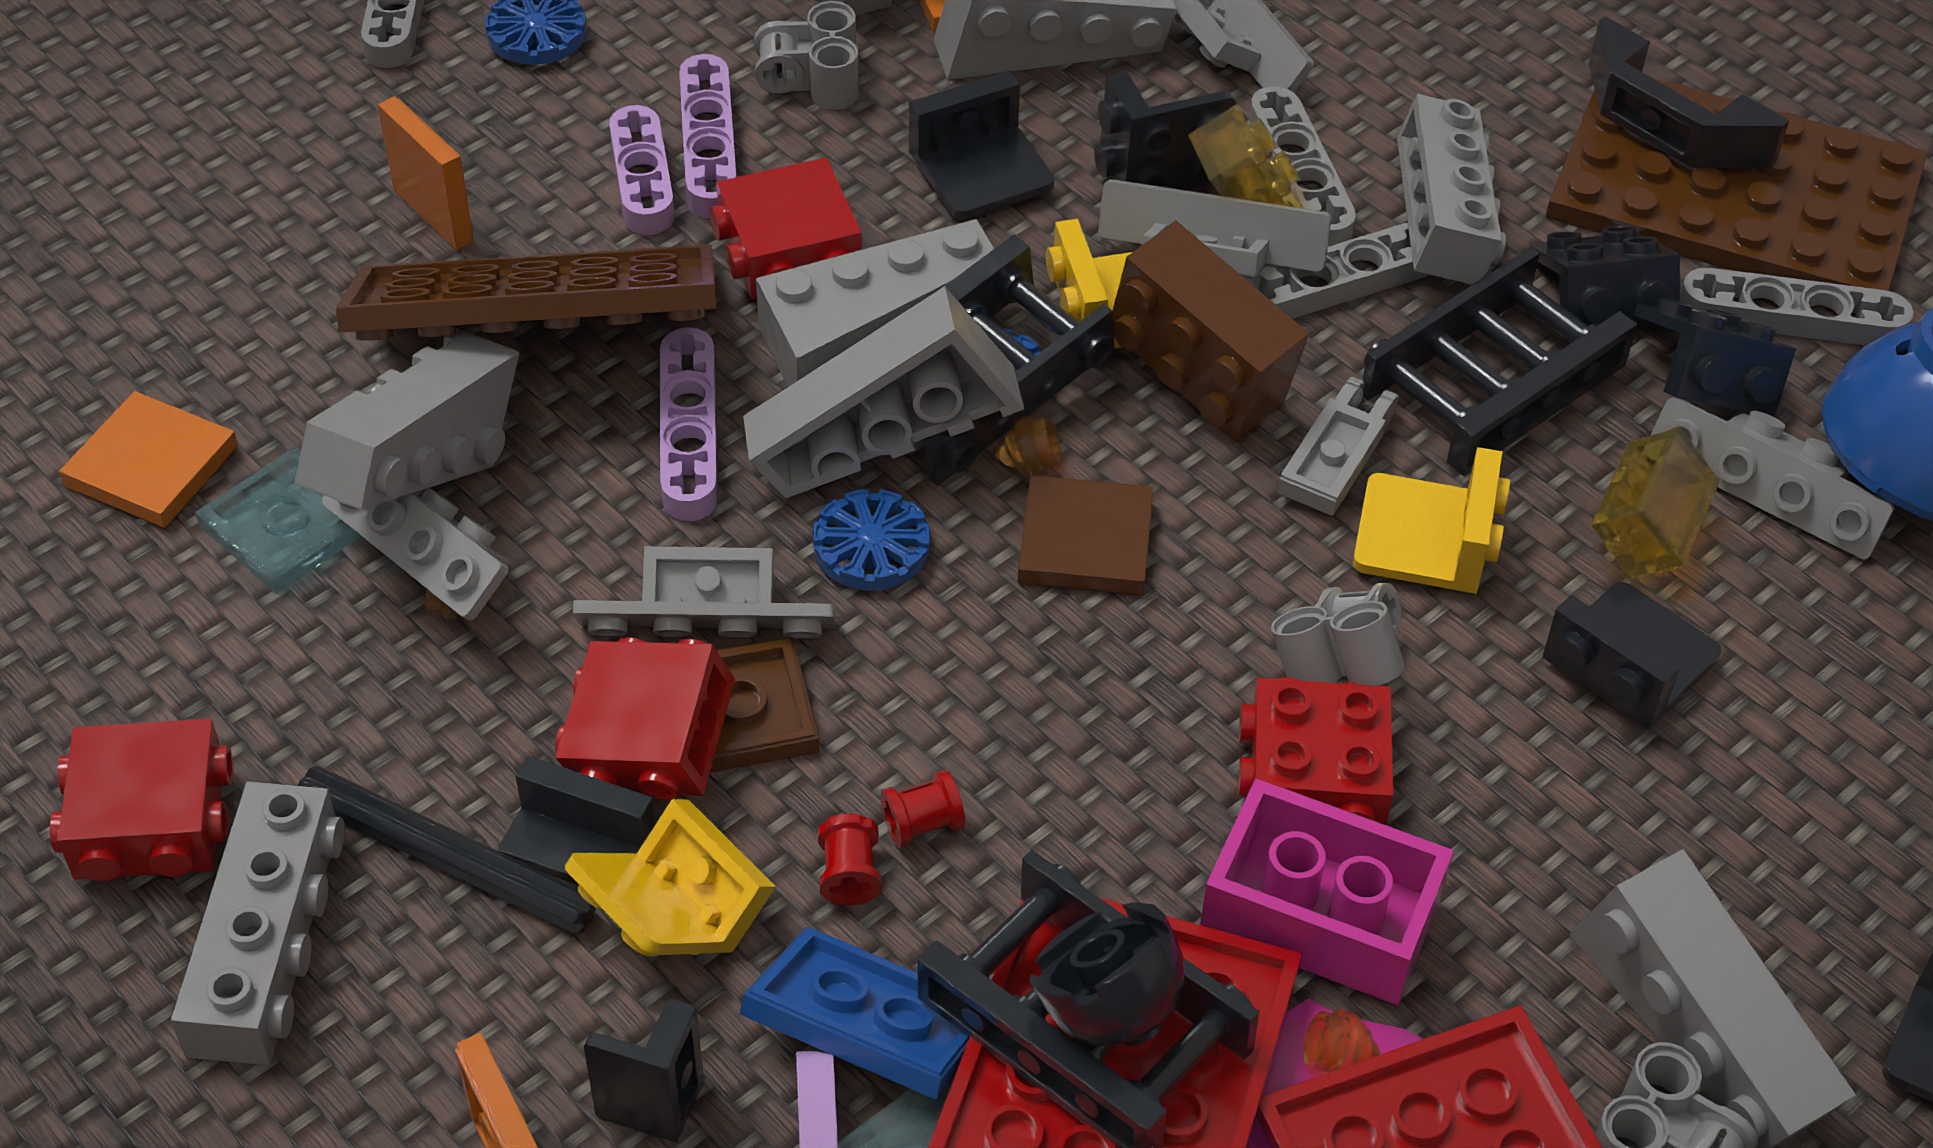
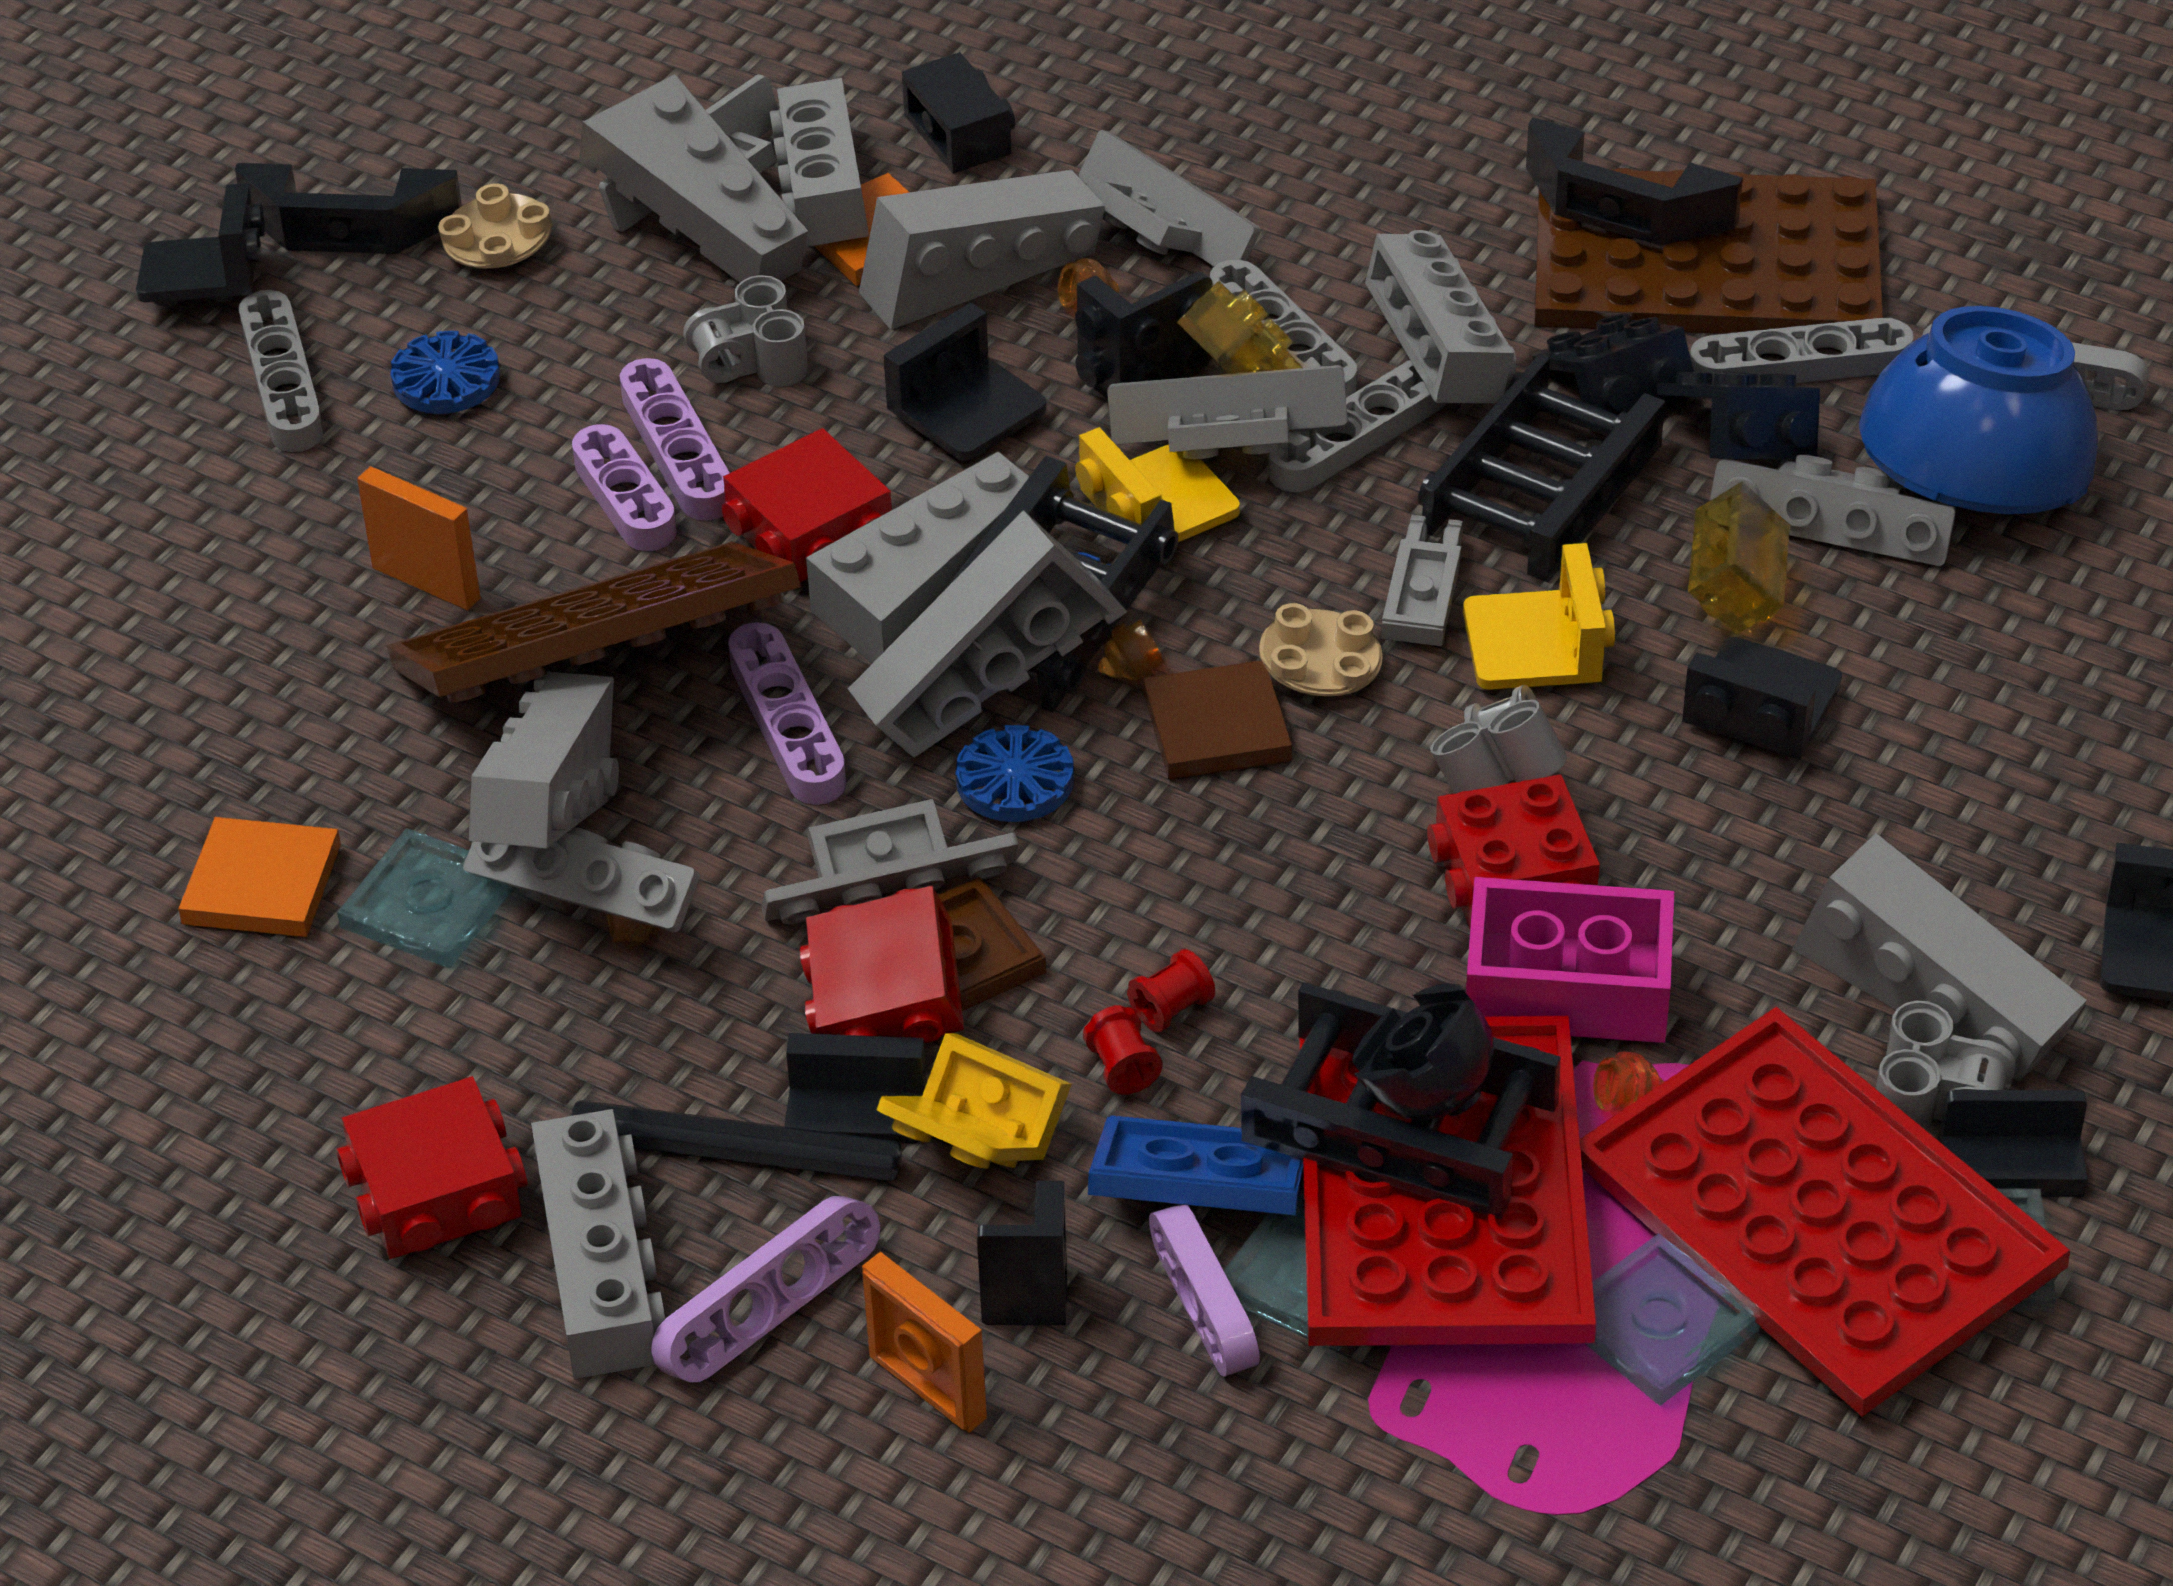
camera: 15 degrees left, 5 degrees down
(399, 1031) = (771, 1297): none -> lavender beam
(1144, 75) = (1077, 272): none -> clear orange plate
(1206, 330) = (1266, 501): reddish brown brick -> none
(1212, 491) = (1321, 650): none -> tan dish

